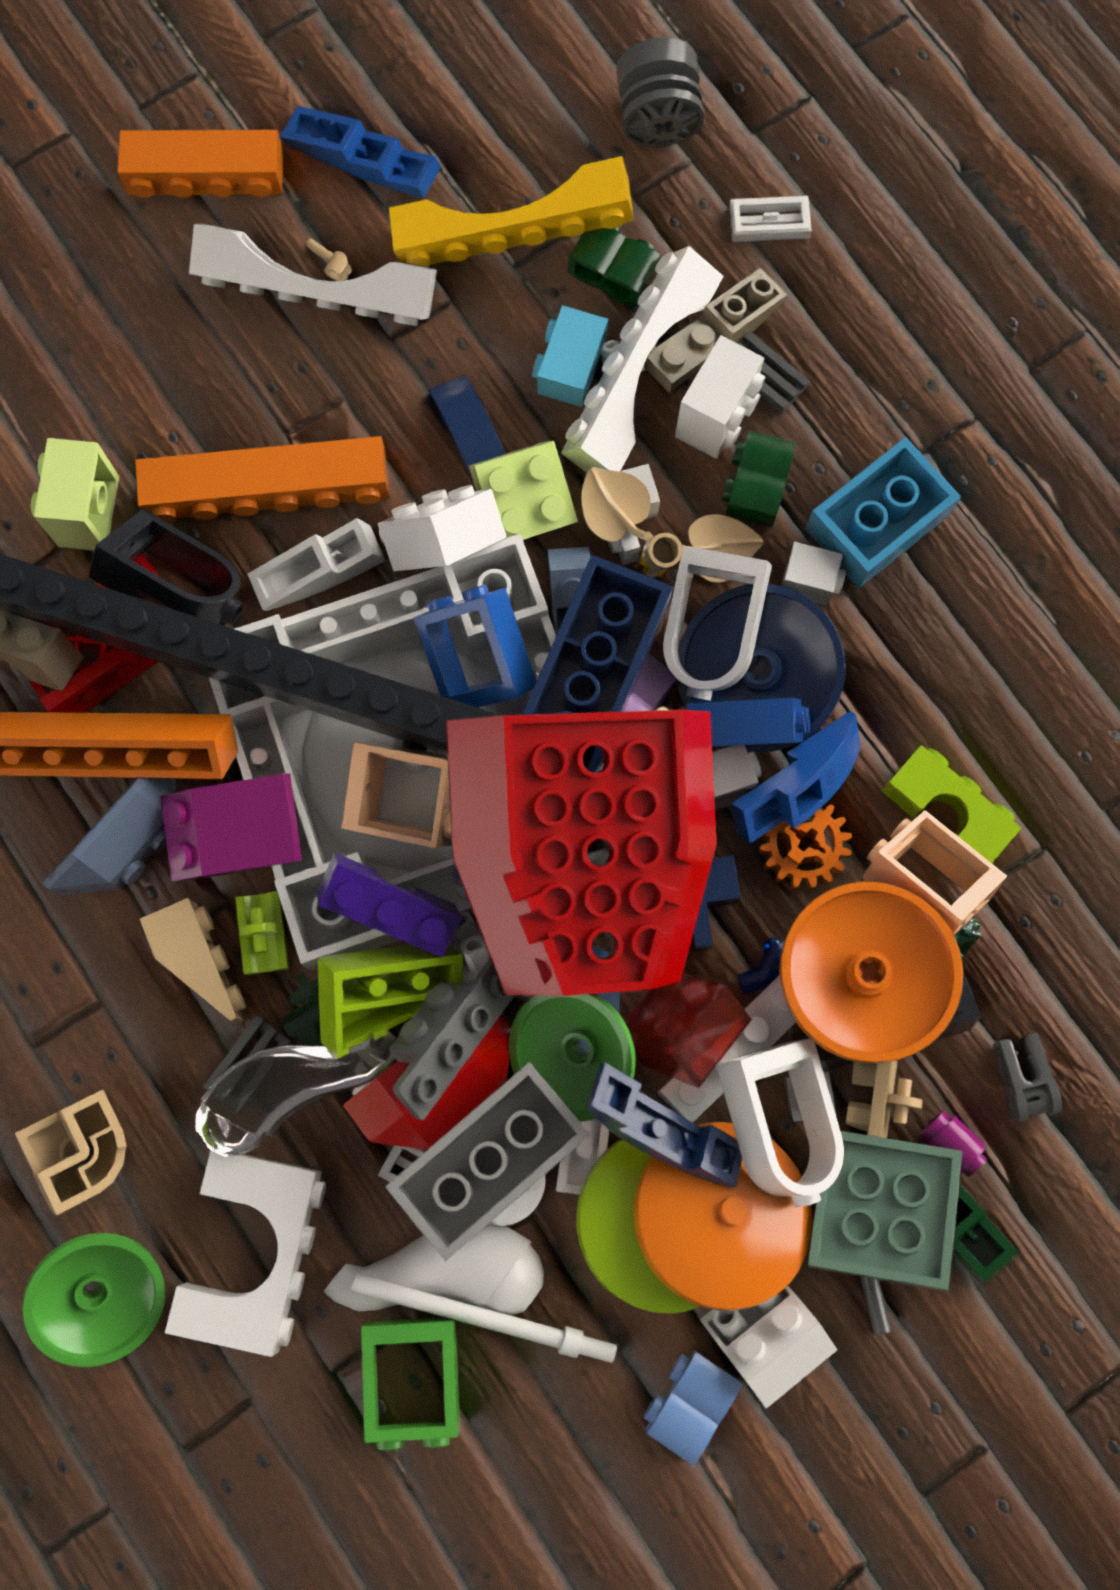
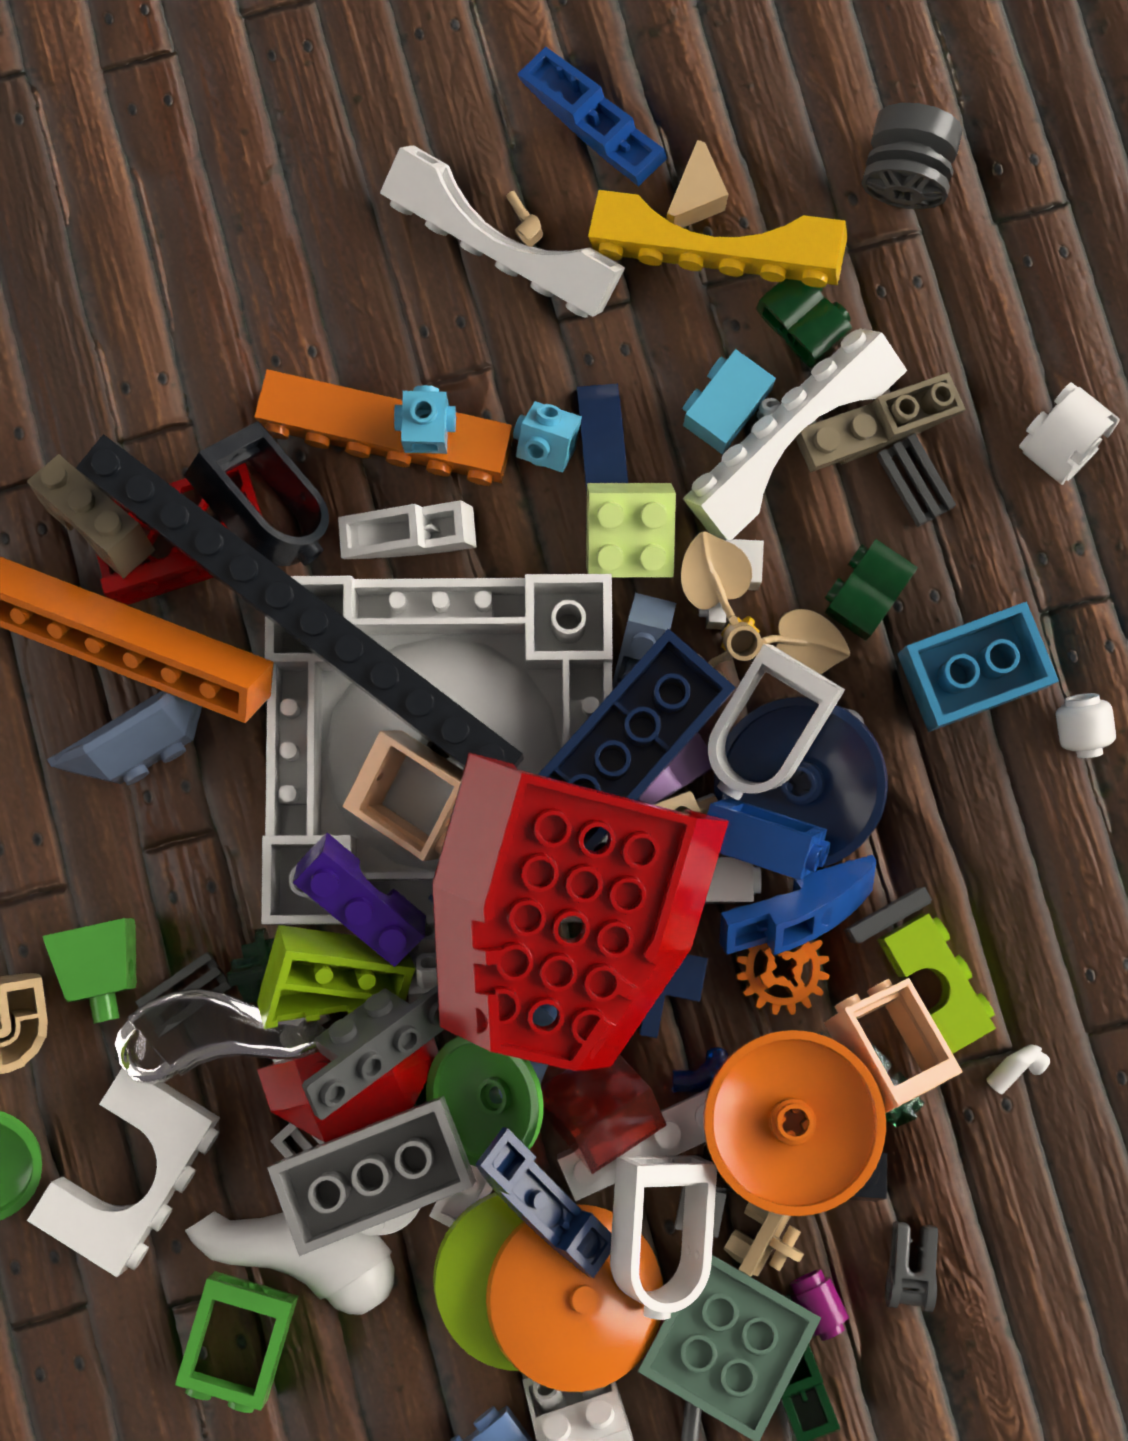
camera: 20 degrees right, 5 degrees up
(75, 493) = (198, 385): yellowish green brick -> none
(152, 1063) = (95, 964): none -> bright green torso
(184, 946) = (162, 868): tan slope -> none
(201, 162) = (430, 78): orange brick -> none
(231, 827) = (239, 769): magenta slope -> none
(262, 933) = (236, 877): lime hips -> none
(299, 453) = (425, 420): none -> medium azure brick
(417, 437) = (547, 436): none -> medium azure brick
(441, 528) = (536, 543): white brick -> none
(481, 181) = (699, 191): none -> tan slope
(504, 638) = (557, 679): blue window -> none
(568, 1341) = (393, 1356): white bar -> none
(720, 398) = (857, 495): white brick -> none
(770, 224) = (975, 335): white tile -> none
(814, 572) = (887, 704): white brick -> none
(884, 762) = (888, 915): none -> dark grey tile
(887, 284) = (1068, 434): none -> white brick
(998, 533) = (1085, 725): none -> white head
(1050, 859) = (1015, 1064): none -> white arm

